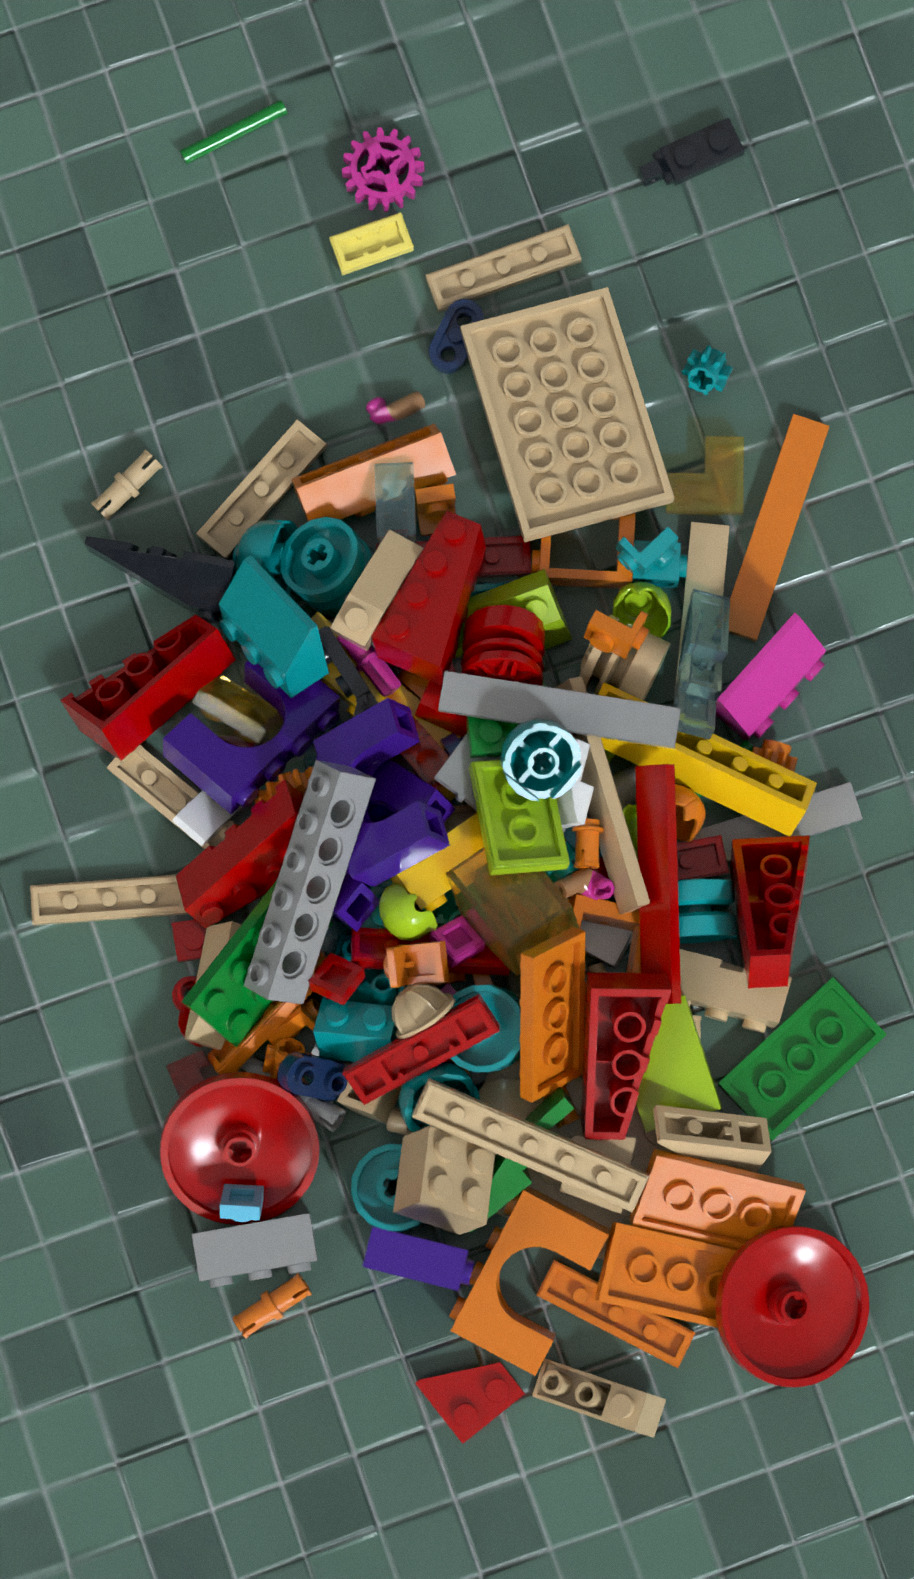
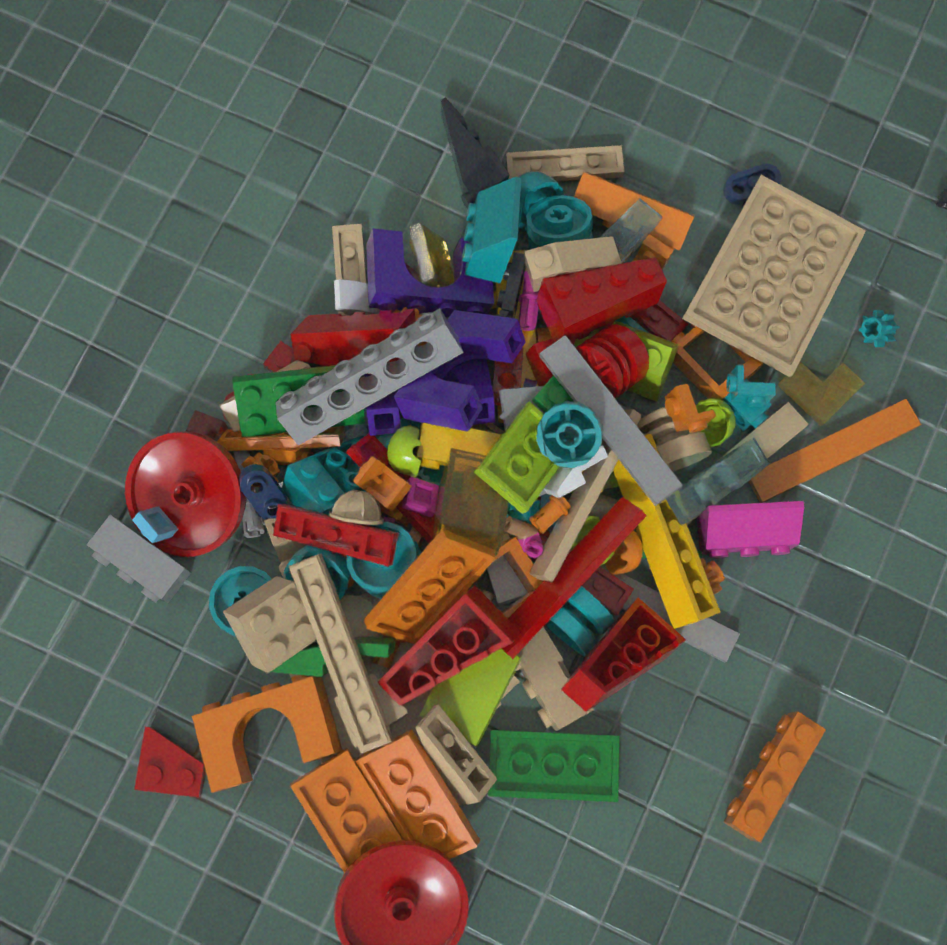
camera: 40 degrees right, 5 degrees down
(105, 900) = (257, 294): tan tile -> none
(126, 485) = (495, 96): tan pin -> none
(150, 687) = (399, 204): red wedge -> none
(272, 1305) = (114, 601): orange pin -> none
(337, 978) = (331, 449): red plate -> none
(371, 243) = (753, 96): light yellow plate -> none
(395, 161) = (797, 64): dark pink gear -> none
(395, 411) = (684, 193): arm -> none
(418, 1259) = (207, 653): dark purple arch -> none
(504, 267) = (816, 175): tan tile -> none
(599, 1398) = (237, 846): tan slope -> none
(639, 1328) = (306, 842): orange tile -> none

